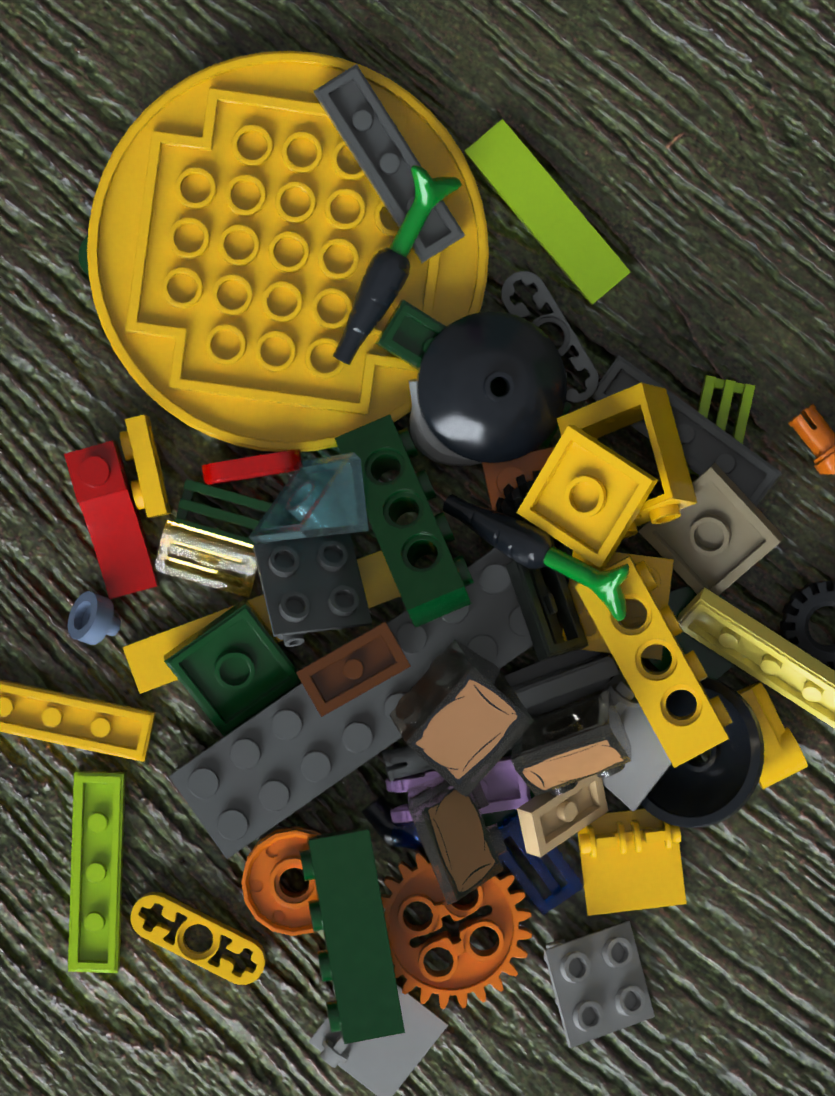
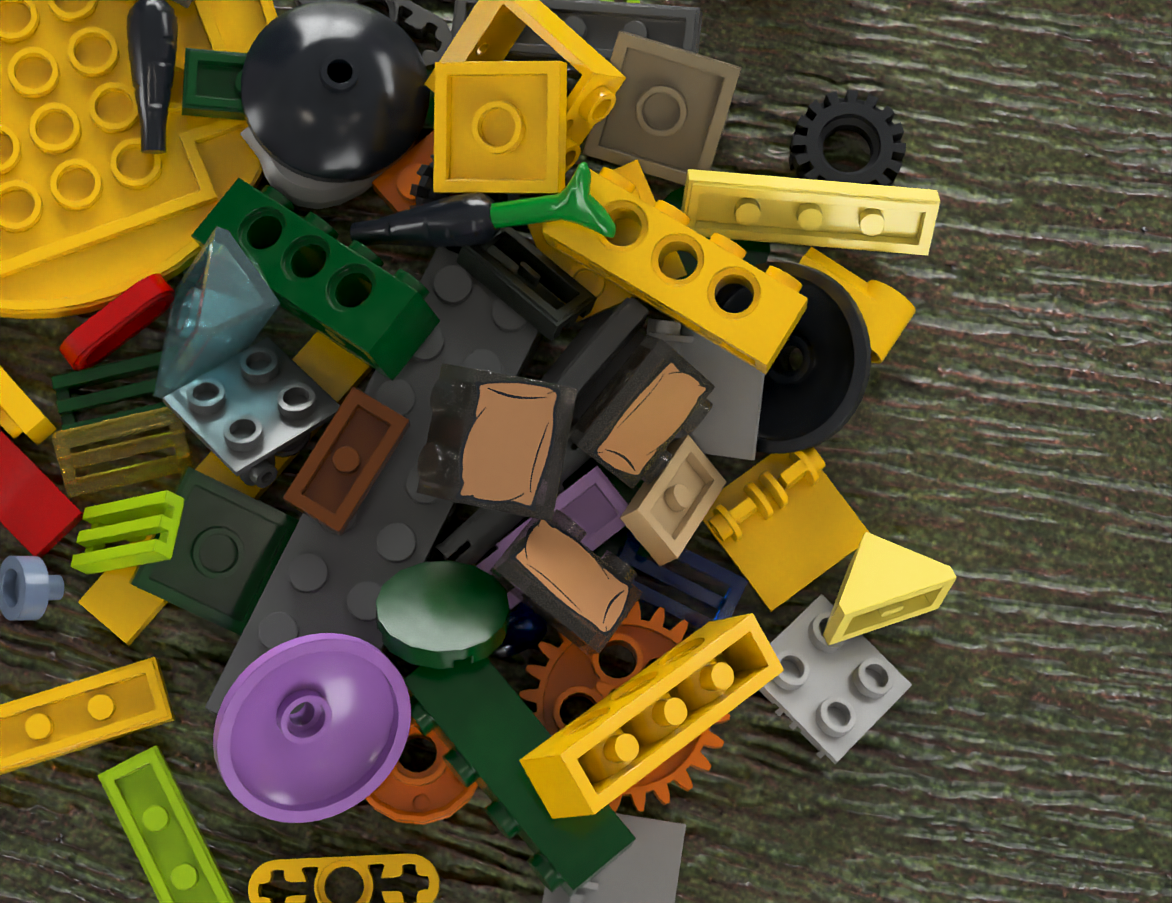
camera: 30 degrees left, 10 degrees down
(159, 609) = (129, 521): none -> lime tile
(231, 842) = (327, 752): none -> medium lavender dish
(360, 811) = (442, 614): none -> dark green tile
(461, 960) = (651, 717): none -> yellow brick
(670, 944) = (884, 588): none -> light yellow slope

